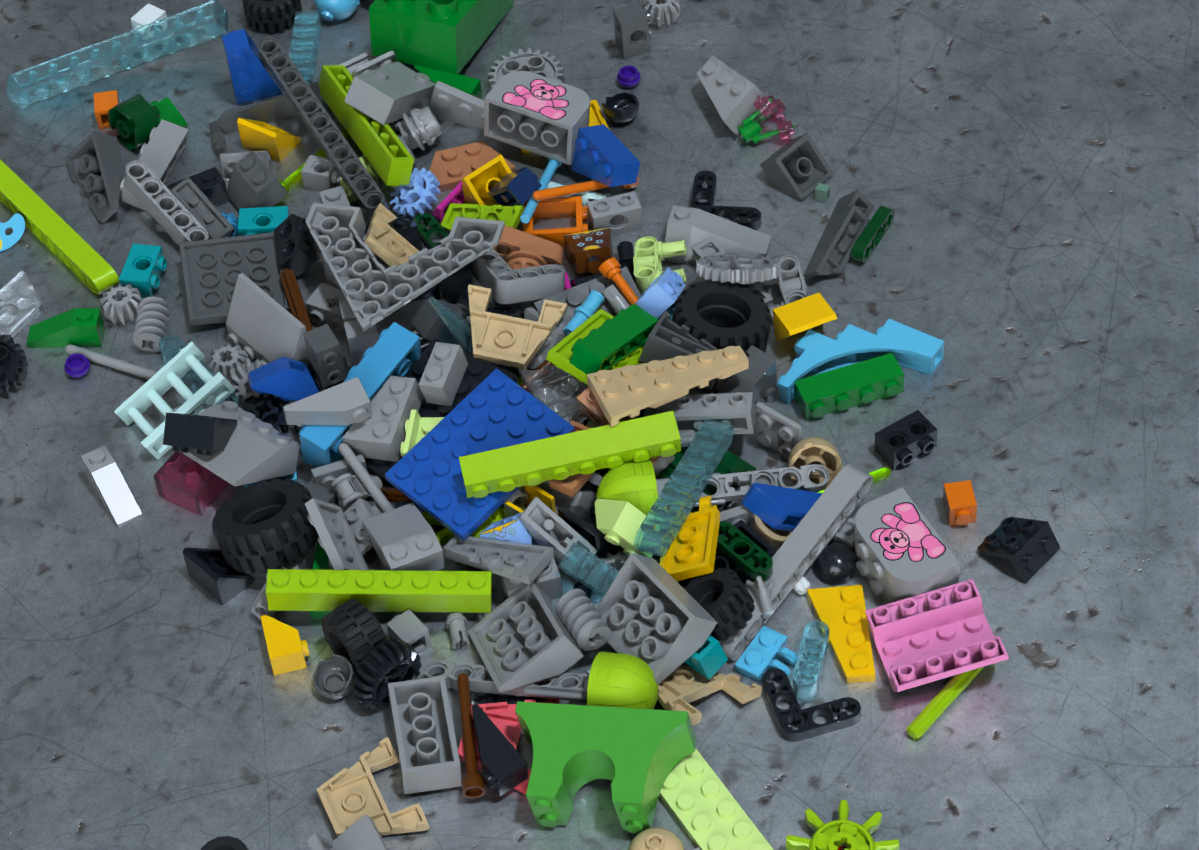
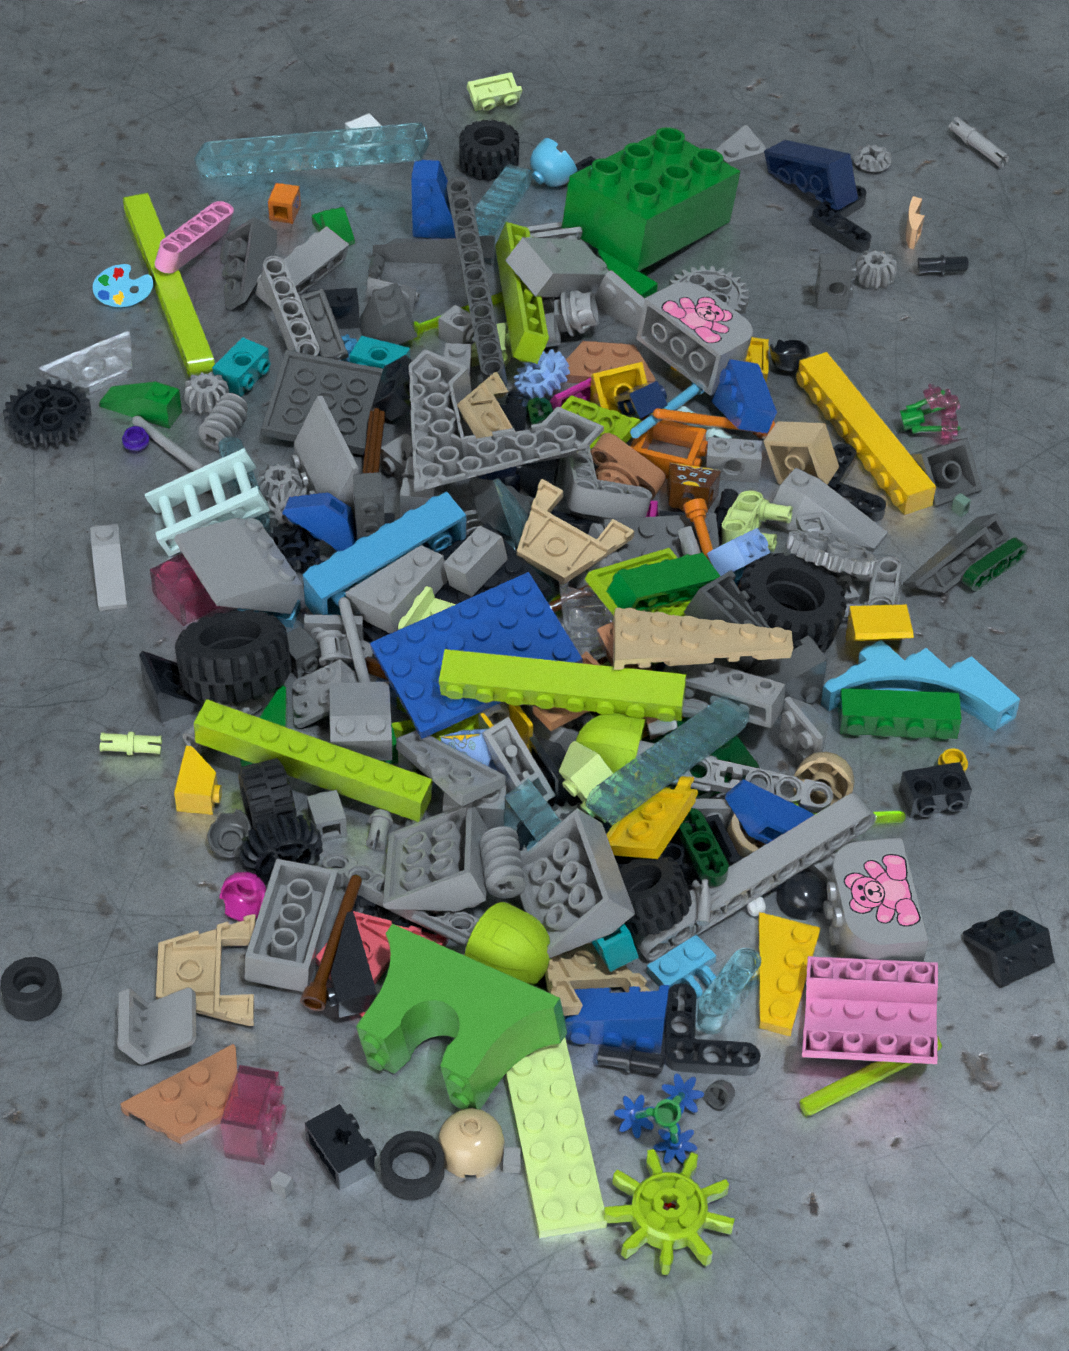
camera: 15 degrees right, 0 degrees up
(43, 166) = (193, 237): none -> bright pink beam
(133, 121) = (300, 219): dark green brick -> none
(197, 432) = (204, 539): black slope -> none
(207, 631) = (130, 743): none -> yellowish green pin
(263, 137) = (424, 276): yellow slope -> none
(335, 536) = (294, 690): light grey plate -> none
(337, 406) = (346, 556): light grey slope -> none
(371, 724) = (242, 895): none -> dark pink hair
(584, 311) = (654, 543): medium azure pin -> none
(628, 76) = (812, 326): dark purple plate -> none
(672, 185) = (801, 447): none -> tan brick
(715, 154) = (867, 433): none -> yellow brick
(729, 92) = (904, 372): light grey wedge -> none
(736, 714) = (620, 1018): none -> blue wedge
(756, 744) = (630, 1059): none -> black axle
(811, 775) = (666, 1115): none -> blue plant
(835, 746) = (715, 1091): none -> dark grey hinge
(908, 407) = (952, 756): none -> yellow plate
(959, 503) = (964, 876): orange brick -> none

